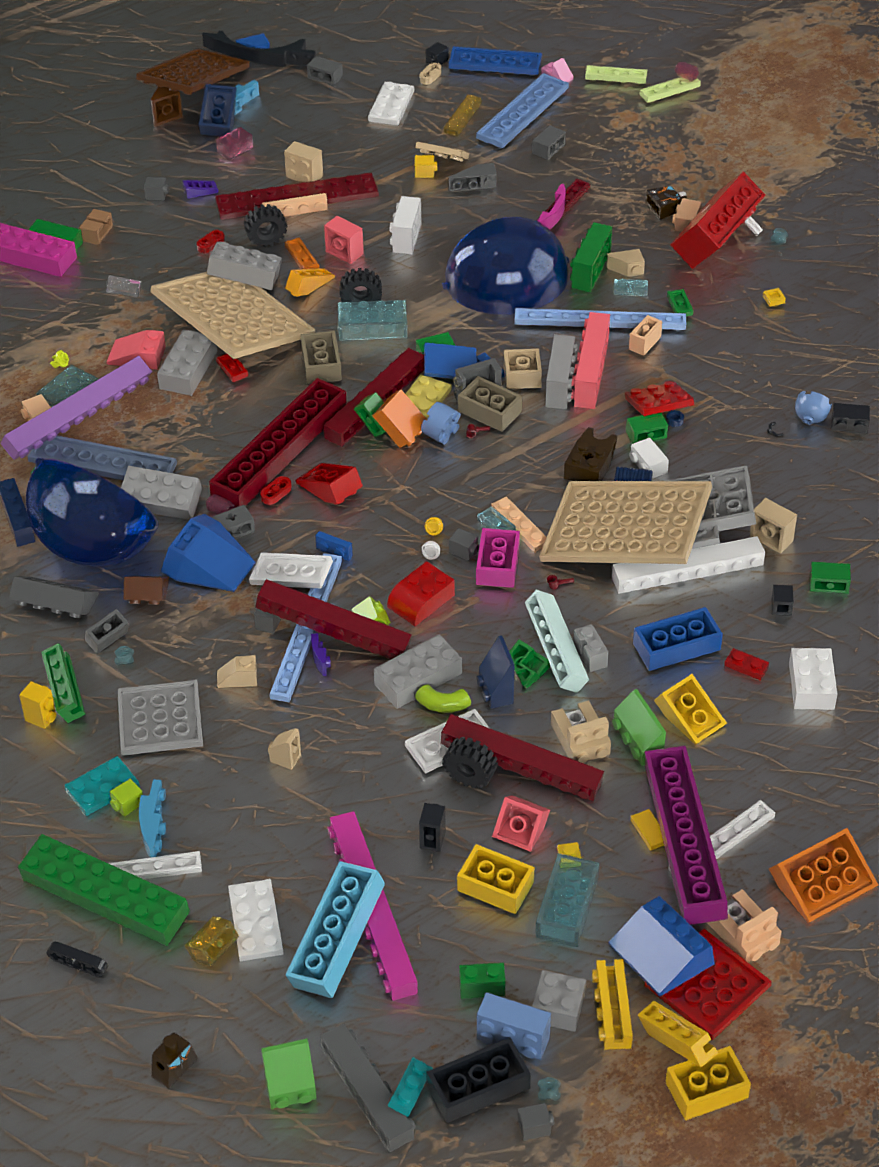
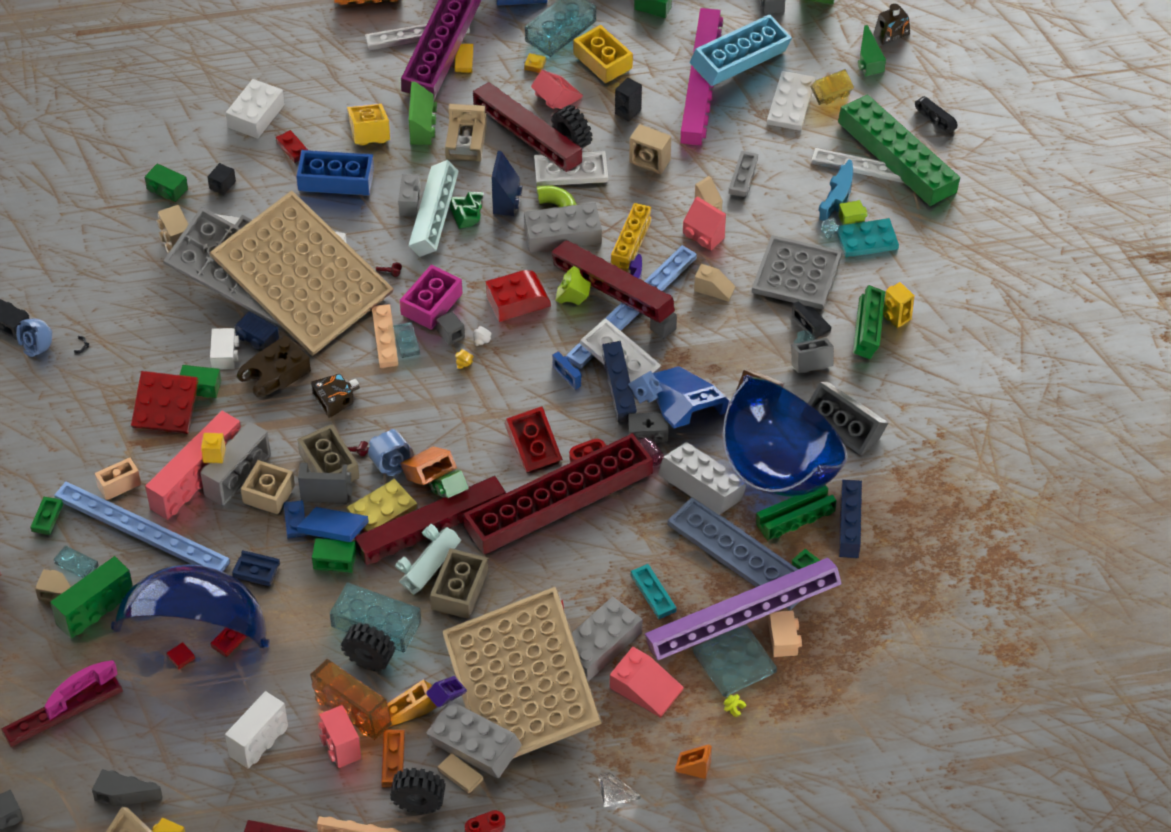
camera: 155 degrees left, 5 degrees up
(72, 315) = (695, 761): none -> orange slope
(125, 673) = (810, 320): none -> black panel
(145, 775) = (829, 227): none -> clear light blue plate
(162, 410) = (653, 591): none -> teal plate
(183, 1007) = (871, 57): none -> green slope
(246, 531) = (645, 387): none -> medium blue brick
(265, 803) = (743, 173): none -> light grey plate
(271, 721) = (704, 224): none -> coral slope
(276, 537) = (618, 380): none -> dark blue brick
(277, 275) = (445, 690): none -> dark purple slope
(342, 253) = (363, 706): none -> clear orange brick
(344, 686) = (631, 236): none -> yellow brick
(356, 365) = (430, 560): none -> light aqua brick
(375, 777) = (650, 149): none -> tan brick
(490, 323) = (256, 568): none -> dark blue plate
(526, 457) = (334, 393): none -> dark brown torso
(574, 342) = (213, 447): none -> yellow brick

